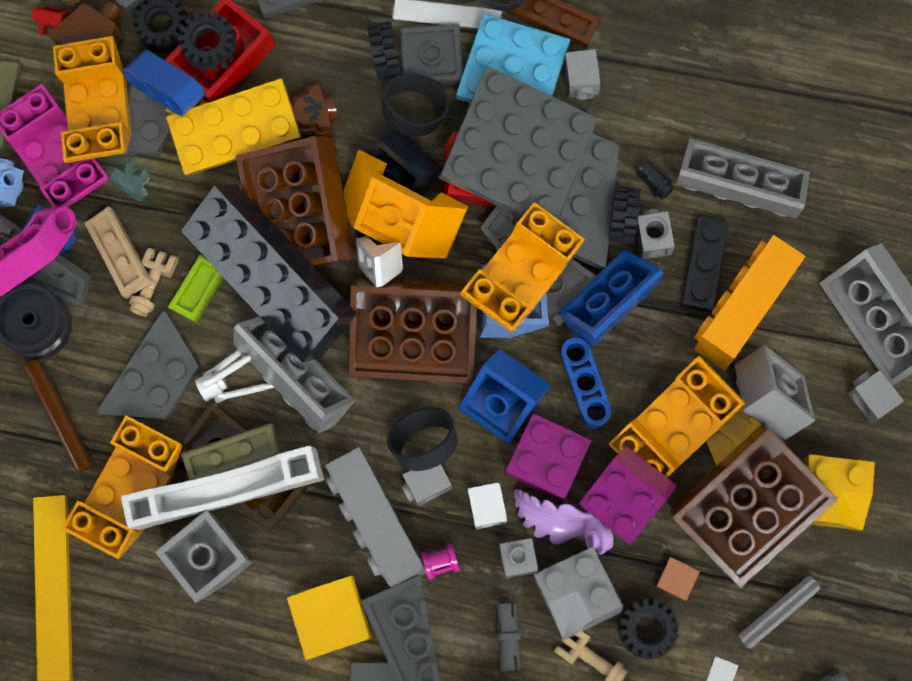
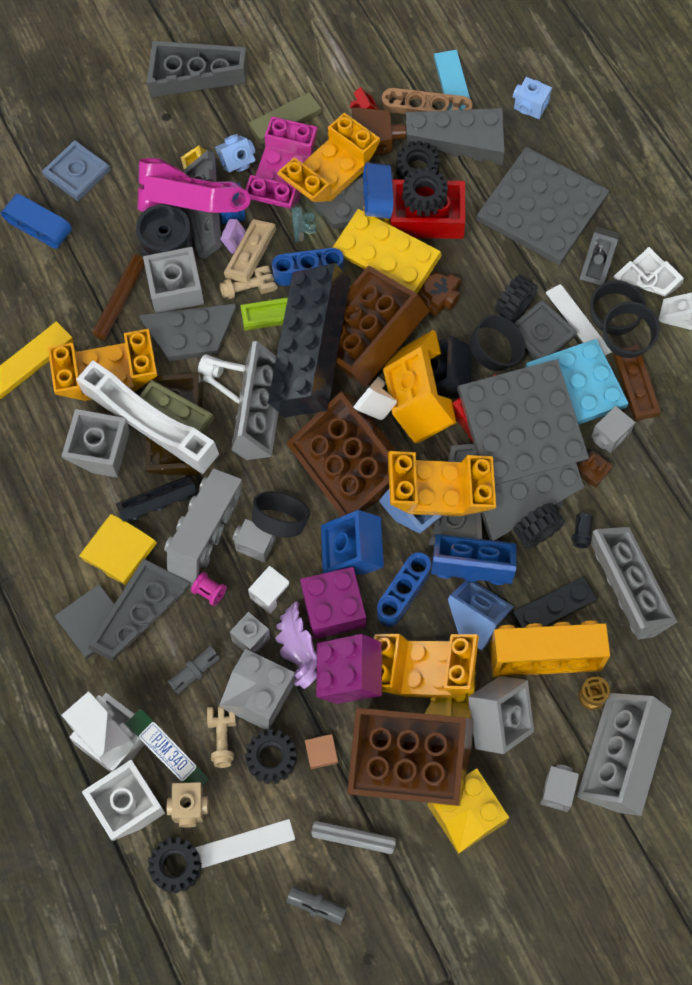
camera: 45 degrees right, 10 degrees down
(87, 256) = (232, 235): none -> lavender plate
(89, 350) = (173, 280): none -> light grey slope
(182, 197) = (298, 260): none -> blue beam
(307, 542) = (156, 499): none -> black plate
(608, 120) = (594, 469): none -> reddish brown tile
(654, 247) = (538, 566): light grey brick -> none
(662, 335) = (478, 611): none -> medium blue slope
(809, 301) = (590, 697): none -> pearl gold wheel

